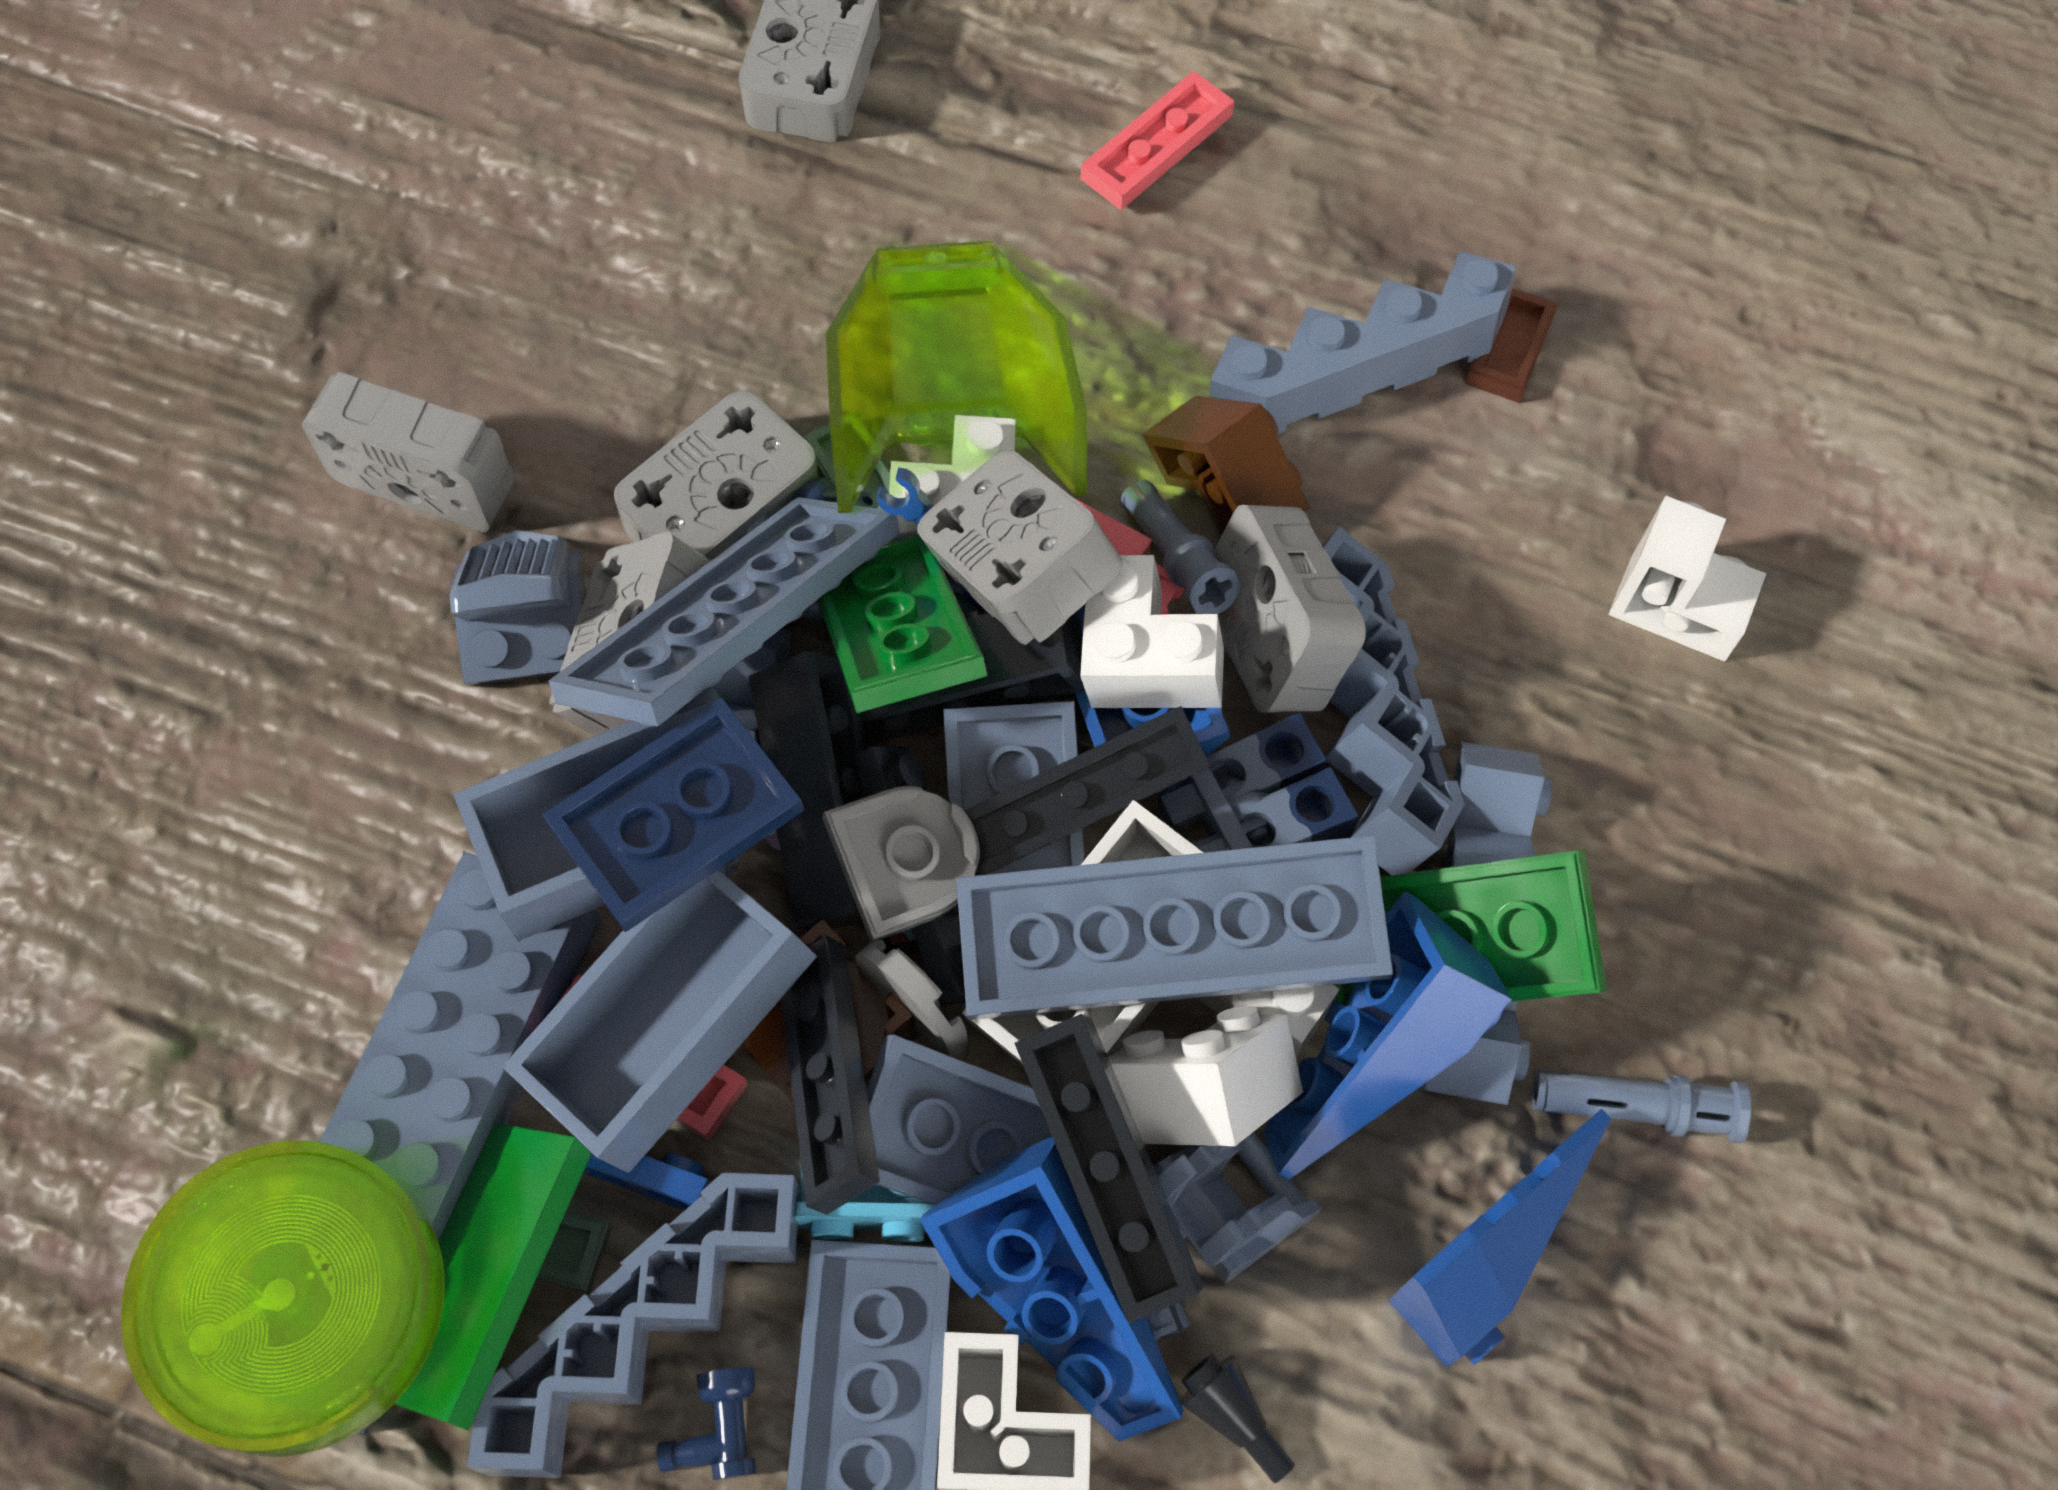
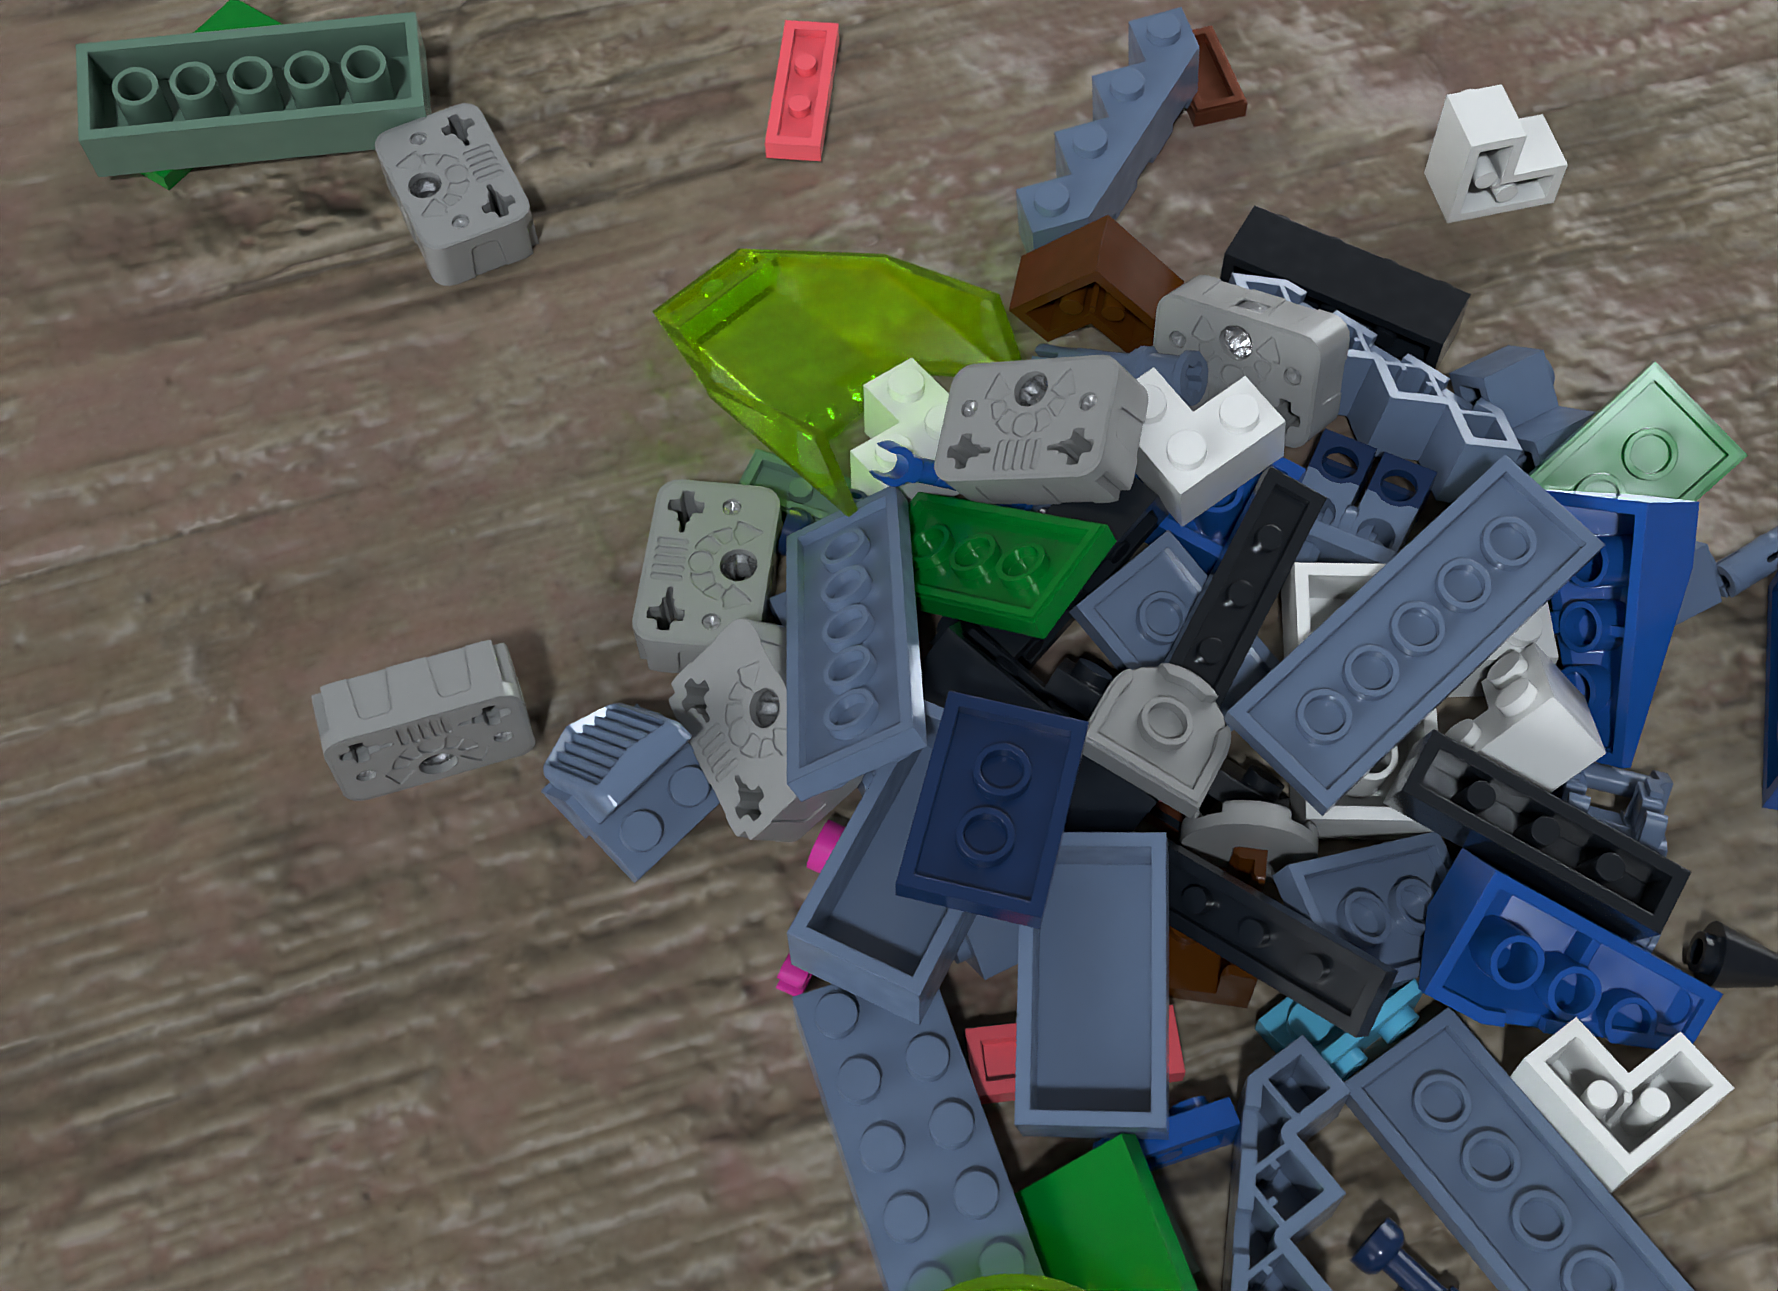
camera: 35 degrees left, 5 degrees down
(1449, 614) = (1393, 301): none -> black brick

